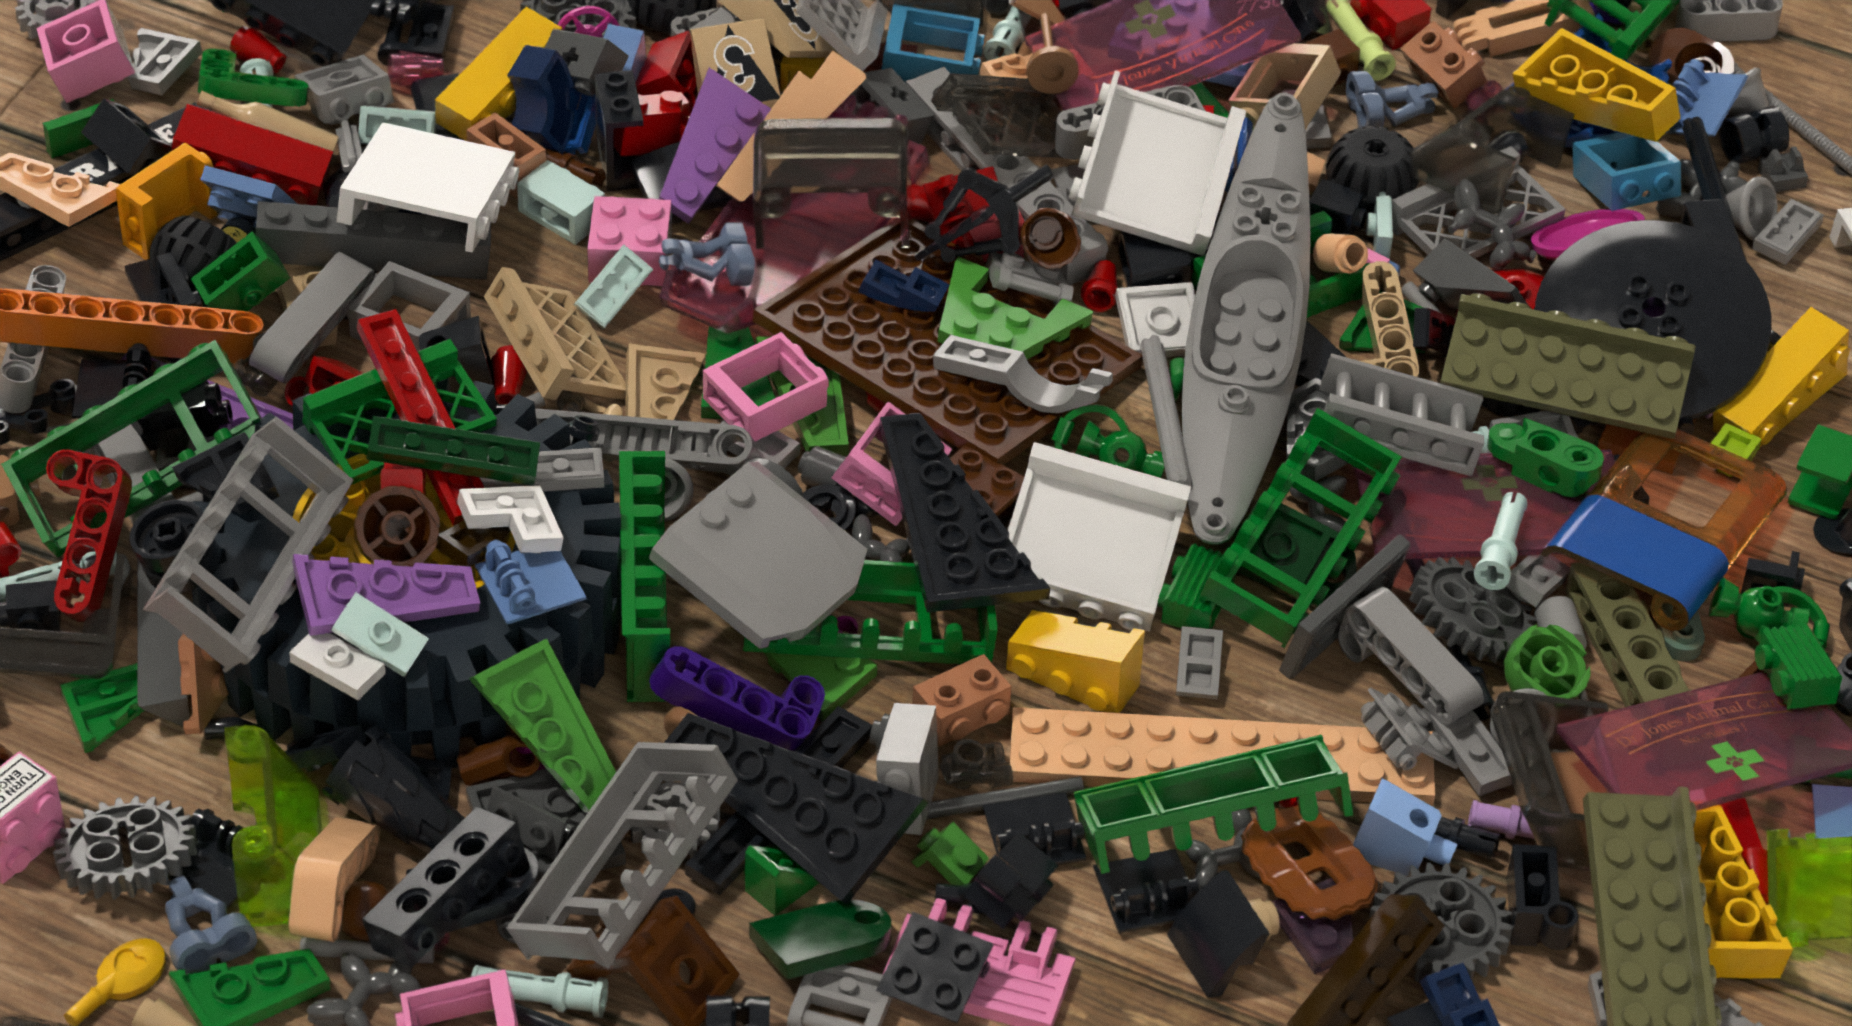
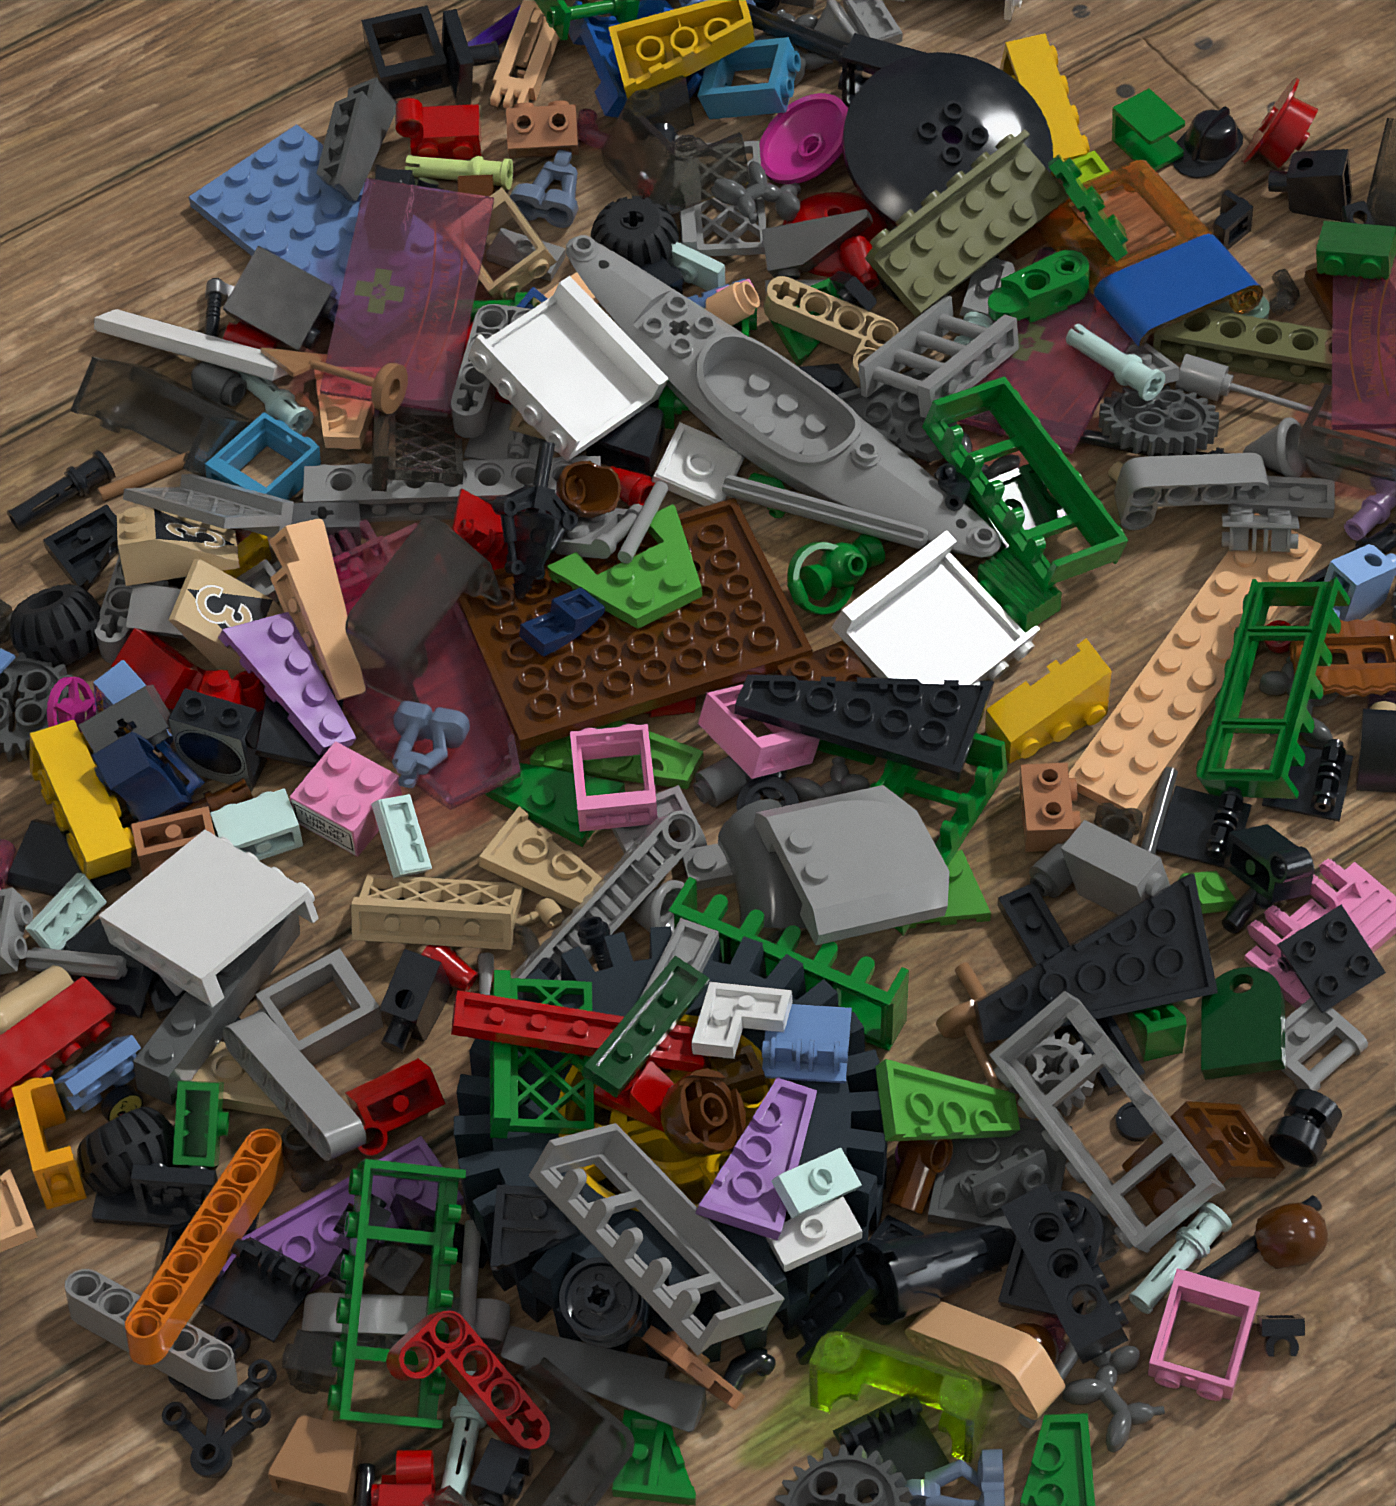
camera: 55 degrees left, 10 degrees up
(735, 702) = (988, 953): dark purple beam -> none
(1012, 369) = (718, 592): light grey piece -> none
(1050, 294) = (643, 522): none -> light grey bar
(1199, 662) = (1105, 632): light grey slope -> none
(1255, 482) = (954, 485): none -> black arm
(1323, 624) = (1109, 483): dark grey tile -> none
(1547, 661) = (1250, 405): bright green cylinder -> none
(1665, 452) = (1107, 229): none -> green plate
(1723, 658) = (1287, 293): none -> clear smoke arm
(1764, 608) = (1275, 241): green piece -> none

